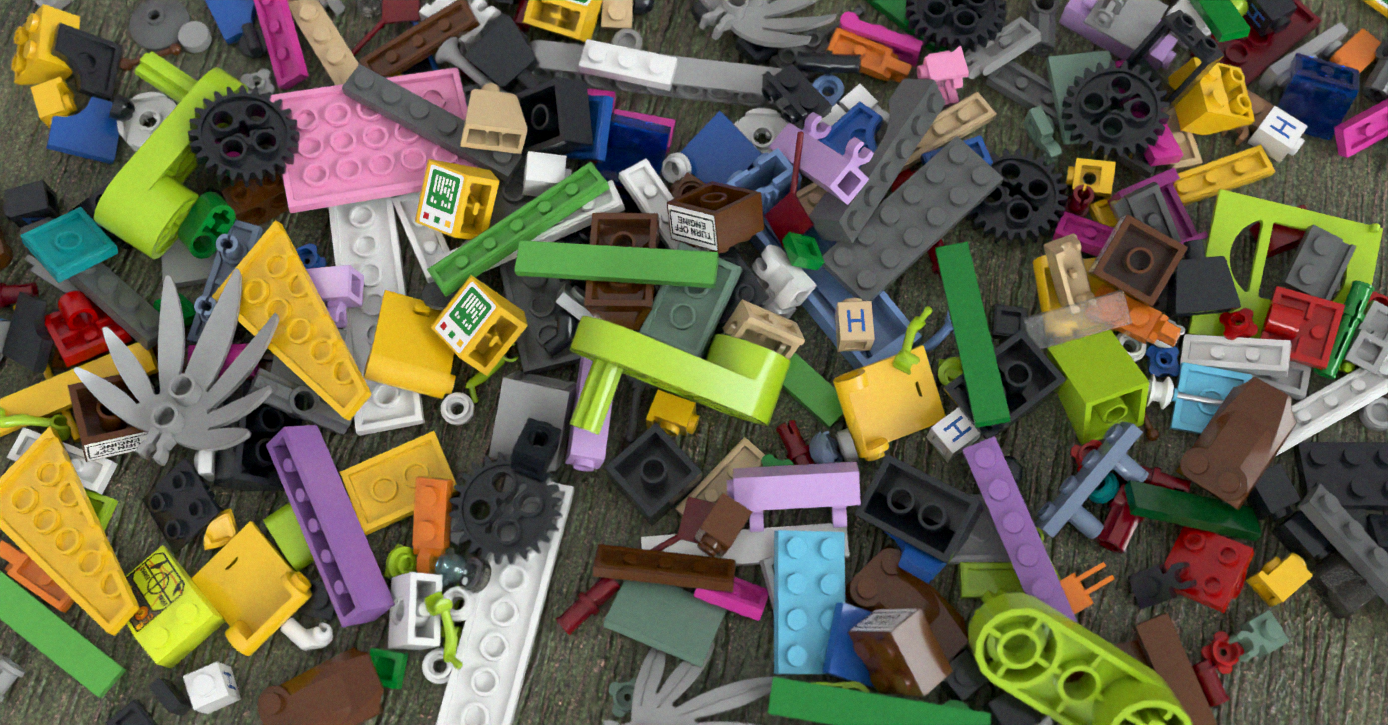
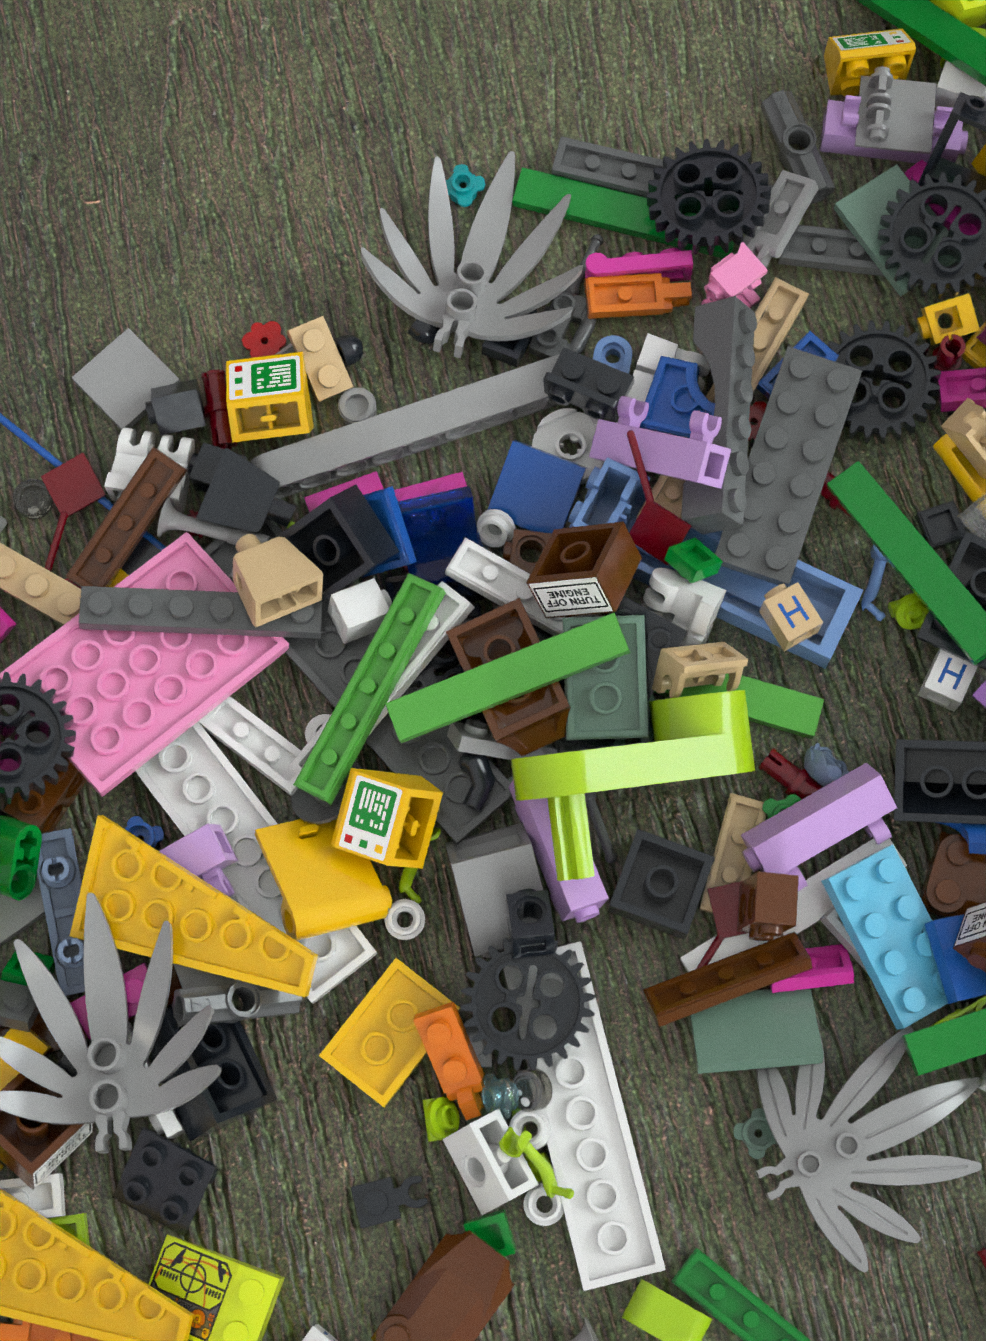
camera: 25 degrees left, 5 degrees up
(220, 530) = (225, 1186): yellow tile -> none
(252, 588) = (302, 1229): yellow door -> none
(289, 536) = (309, 1148): lime beam -> none
(307, 638) = (387, 1249): white arm -> none
(330, 525) = (345, 1117): medium lavender brick -> none
(456, 199) = (281, 687): yellow slope -> none
(587, 604) = (664, 1058): dark red pin -> none
(628, 65) = (381, 436): white plate -> none
(673, 414) = (643, 808): yellow brick -> none
(829, 62) = (600, 325): black pin -> none
(846, 445) = (843, 748): light grey tile -> none
(886, 403) = (859, 680): yellow door -> none
(904, 358) = (860, 625): lime piece -> none
(1040, 131) = (869, 293): sand green plate -> none

